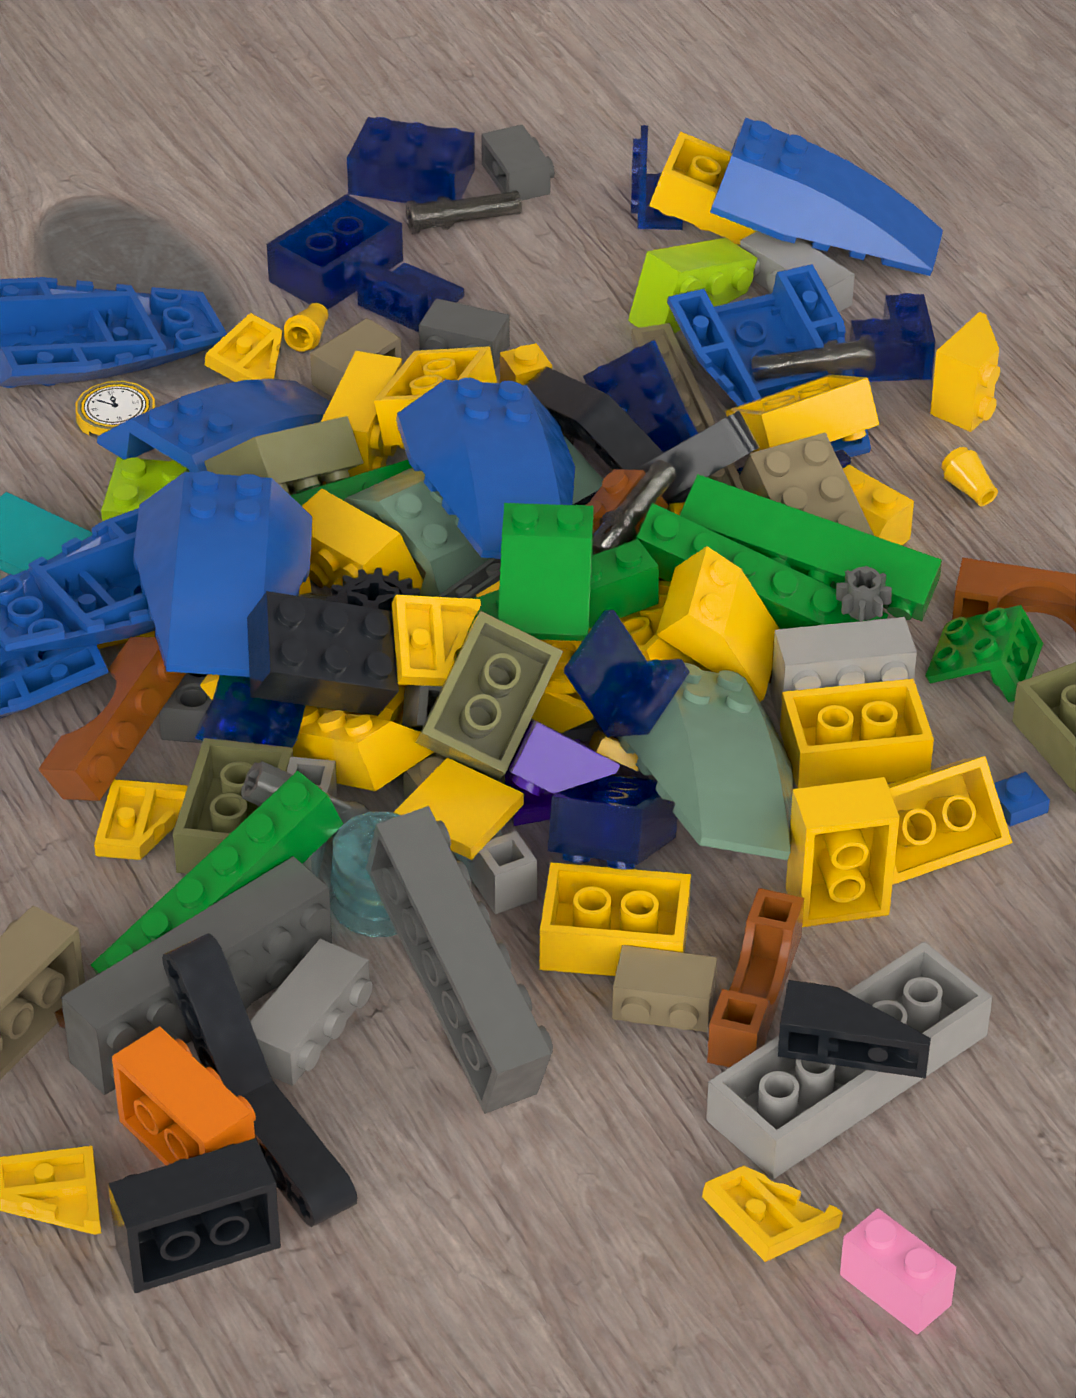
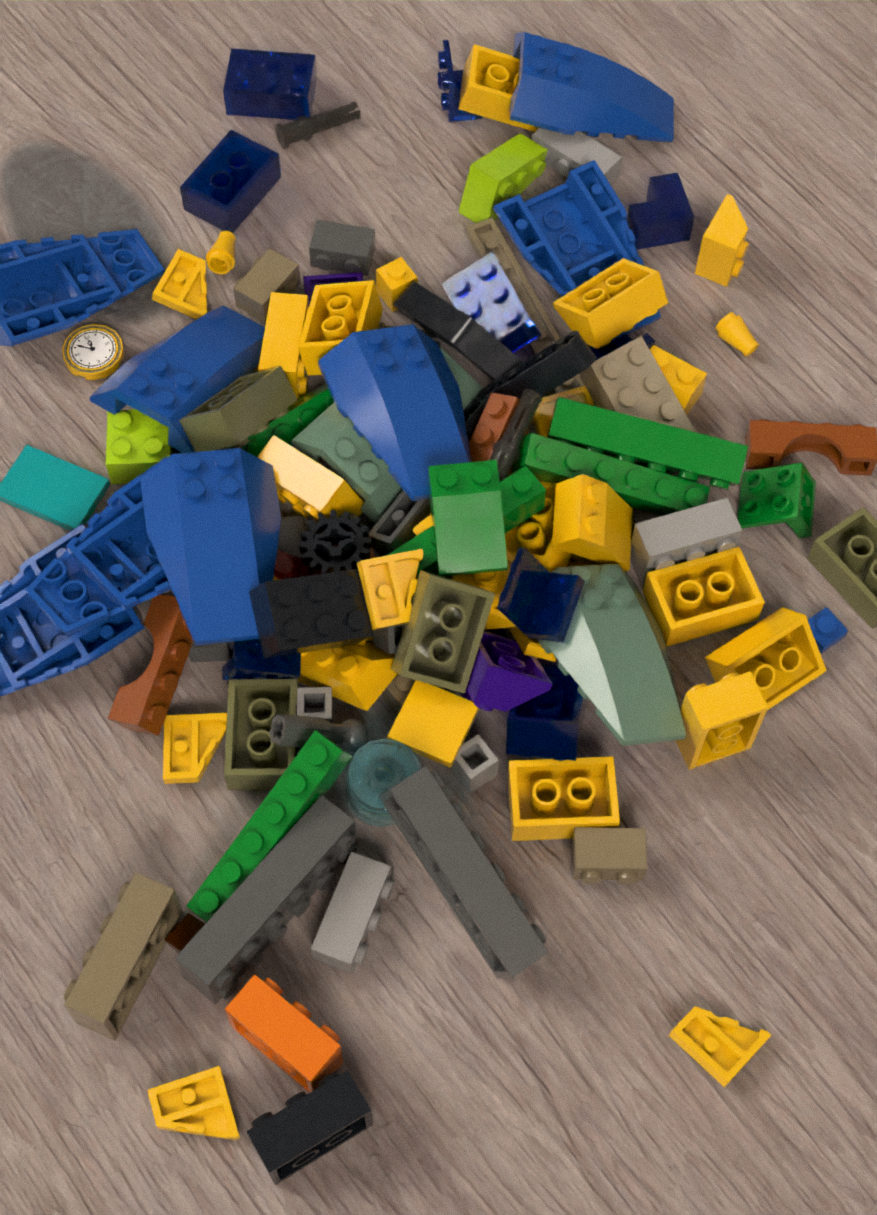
camera: 10 degrees left, 20 degrees up
(227, 1043) = (330, 1005): black beam -> none
(402, 293) = (291, 212): clear blue bracket -> none
(517, 162) = (349, 73): dark grey brick -> none
(766, 956) = (672, 837): dark orange arch -> none
(792, 1107) = (753, 900): light grey brick -> none
(833, 358) = (623, 246): clear smoke pin -> none
(842, 1030) = (748, 894): black slope -> none
(863, 593) = (694, 476): dark grey gear -> none
(897, 1271) = (822, 1086): bright pink brick -> none

